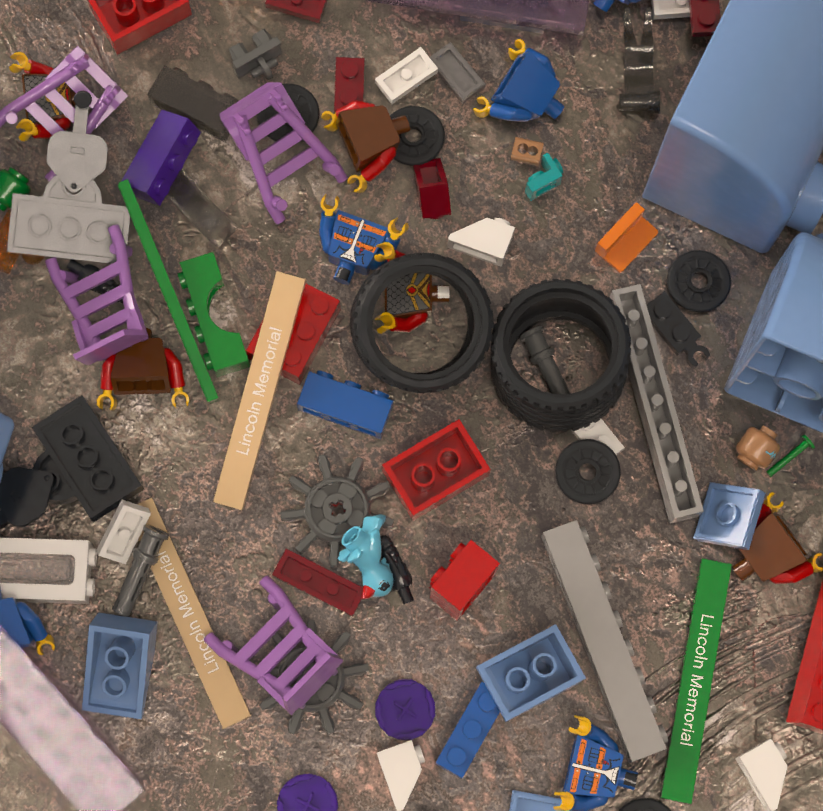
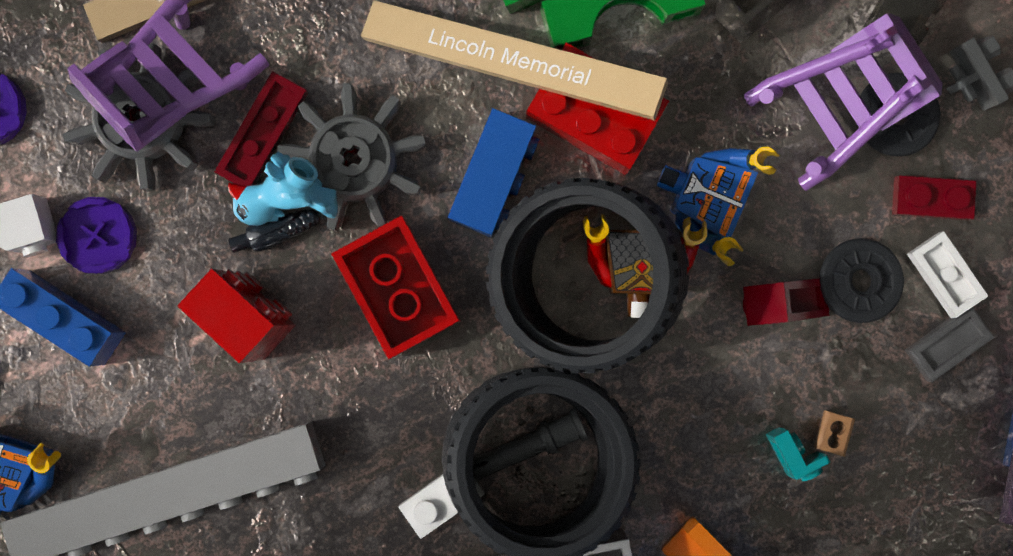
camera: 90 degrees right, 10 degrees up
(368, 137) = (860, 217): reddish brown torso -> none
(484, 240) = (711, 369): white slope -> none
(525, 90) = (922, 436): blue torso -> none
(531, 673) = (118, 397): medium blue slope -> none
(606, 465) = (413, 488): black wheel -> none

